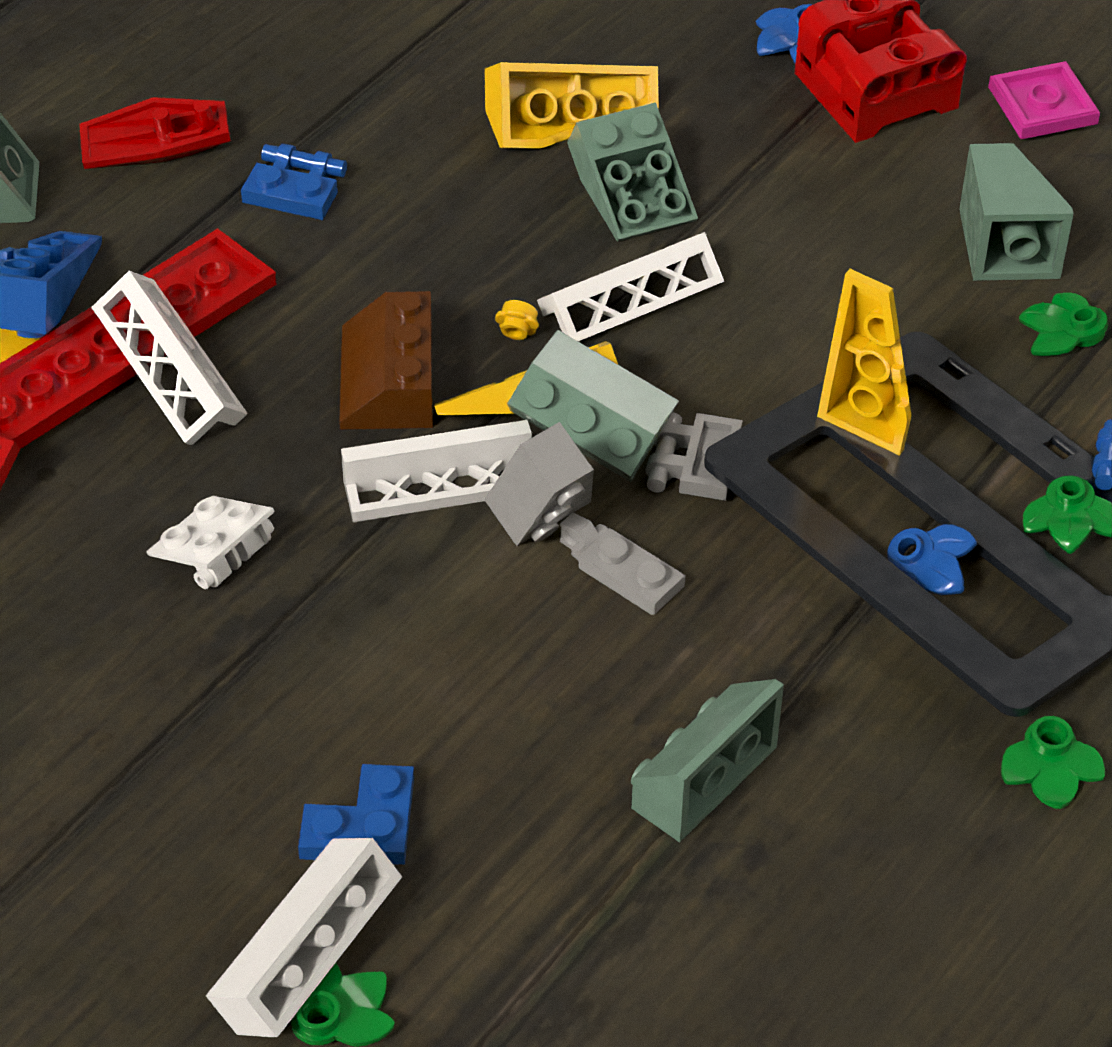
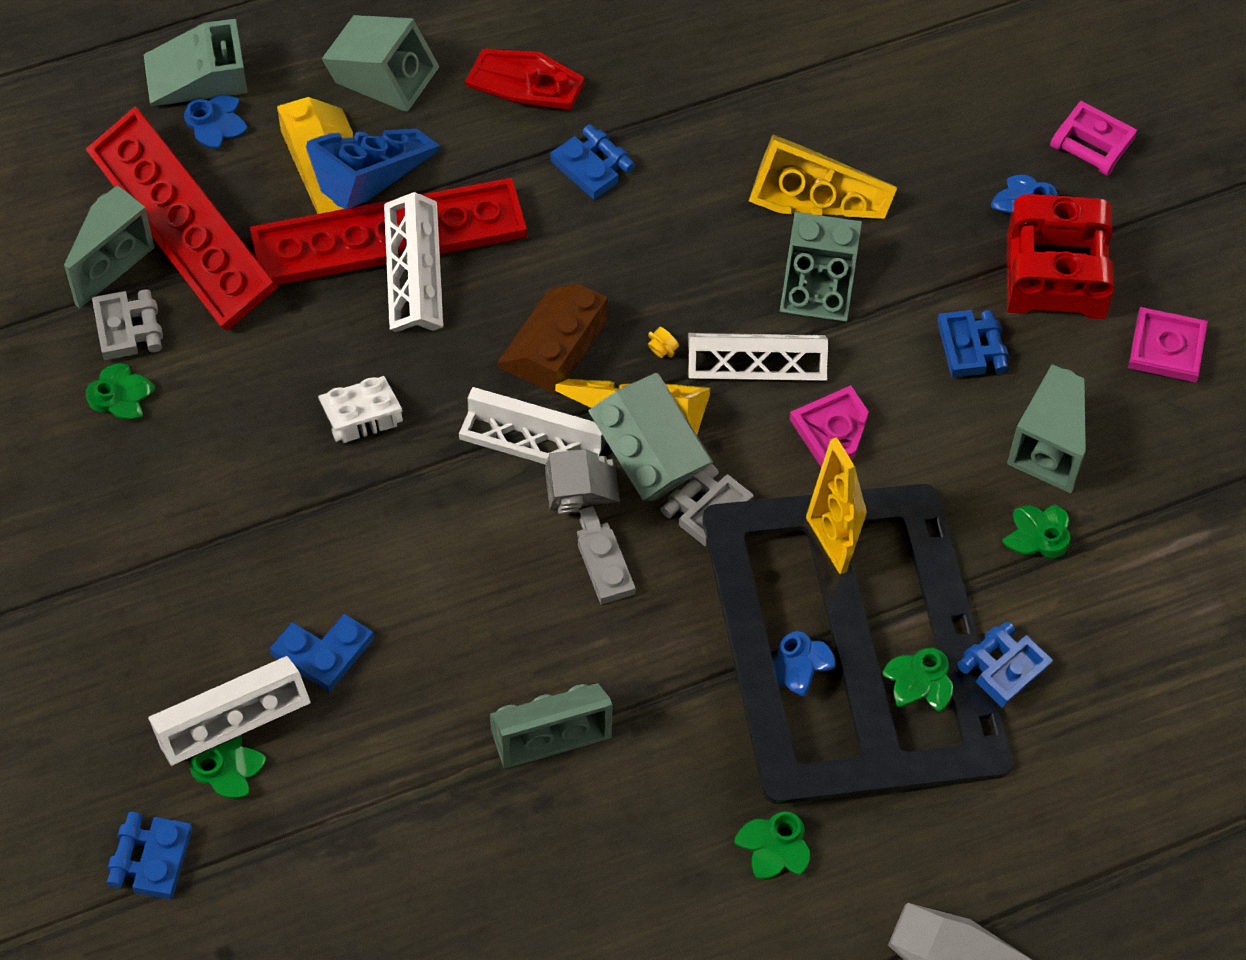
camera: 30 degrees right, 10 degrees up
(769, 321) = (830, 417): none -> dark pink plate
(848, 180) = (963, 346): none -> blue plate

